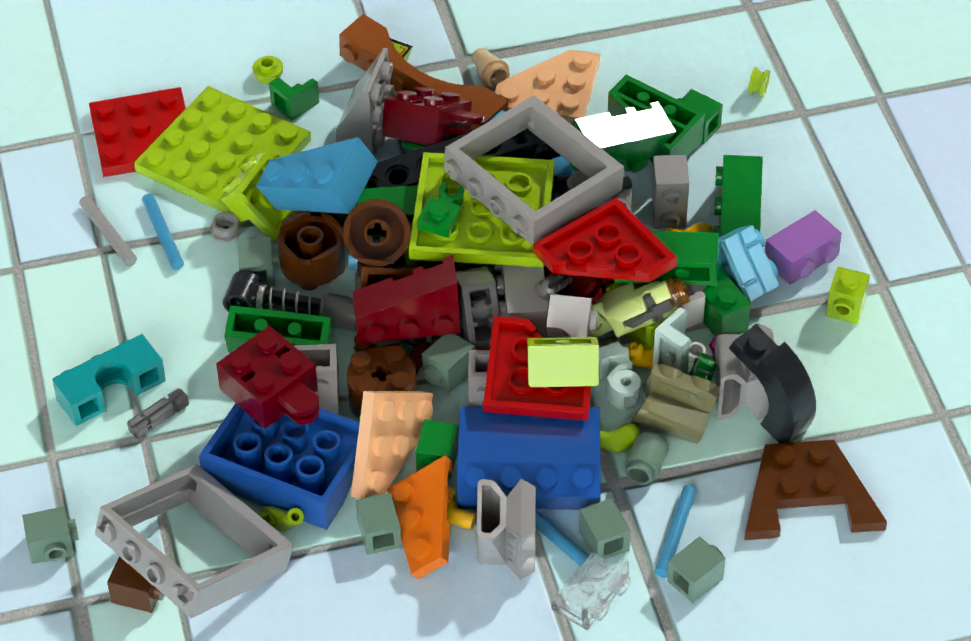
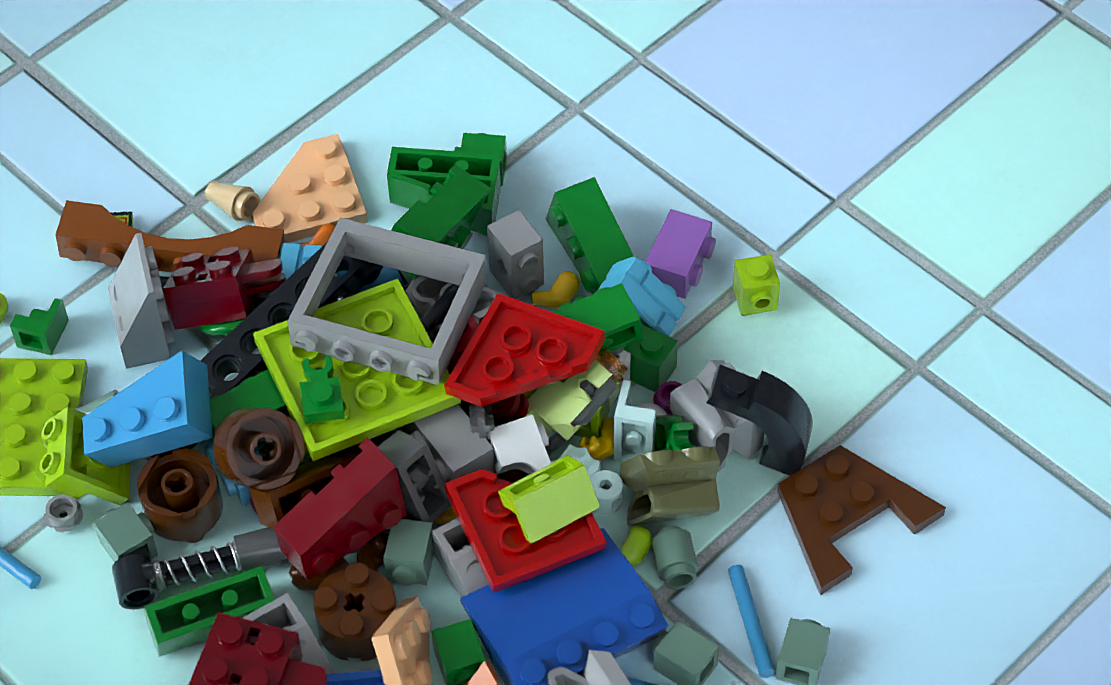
camera: 30 degrees left, 5 degrees up
(759, 82) = (519, 94): lime bush -> none

